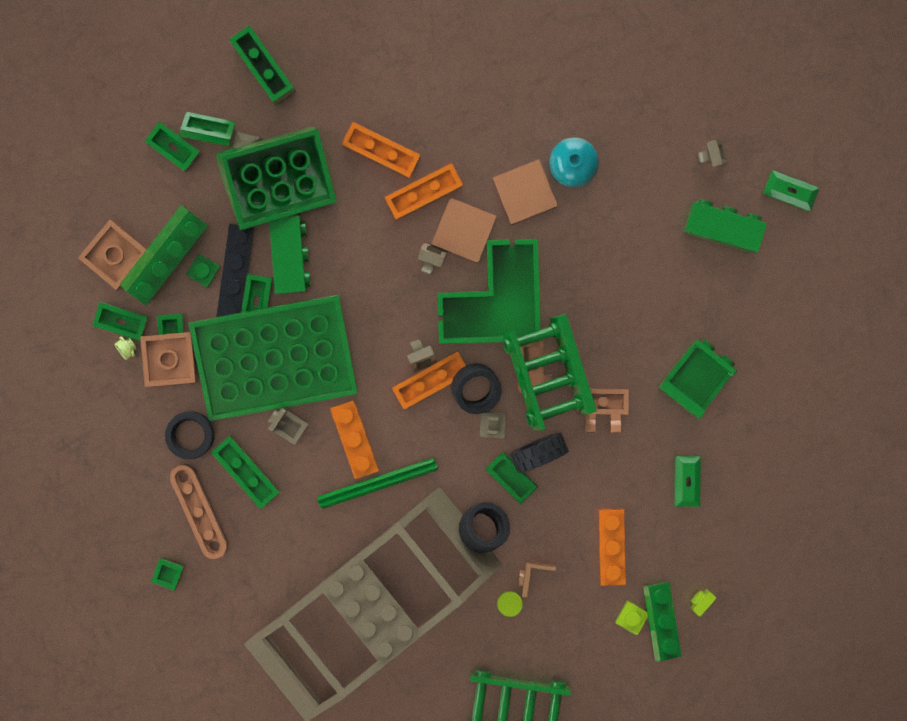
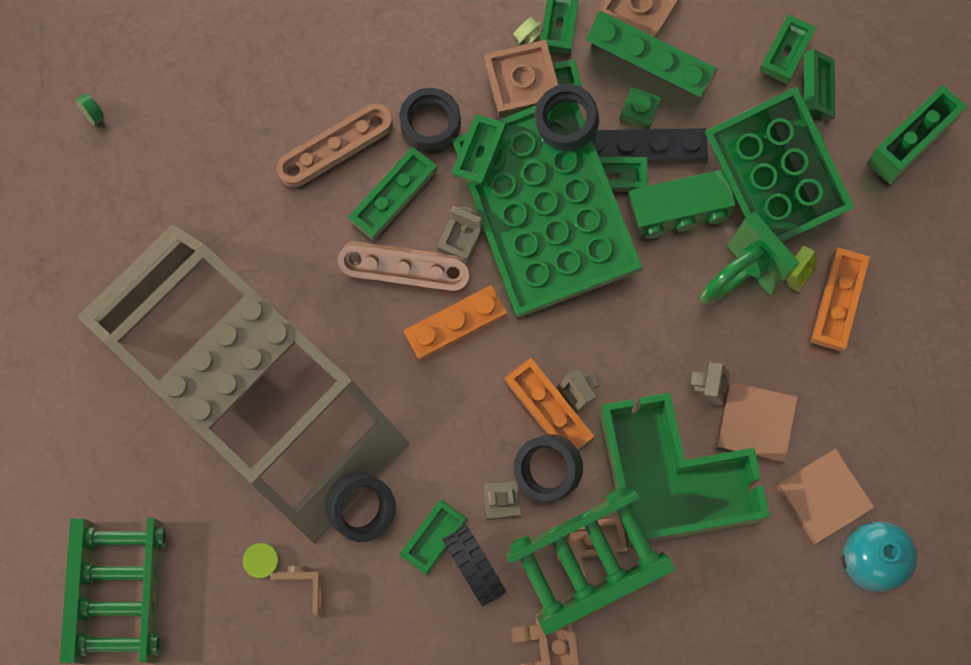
camera: 85 degrees right, 15 degrees down
(139, 698) = (90, 109): none -> green tile
(167, 574) = (251, 119): green plate -> none
(199, 346) = (560, 94): none -> black tyre
(235, 411) = (482, 134): none -> green piece
(305, 471) = (404, 266): none -> nougat plate
(343, 207) = (758, 255): none -> green tile
(353, 175) = (804, 270): none -> lime plate
(377, 483) = (402, 361): green axle -> none
(423, 191) = (797, 361): orange plate -> none

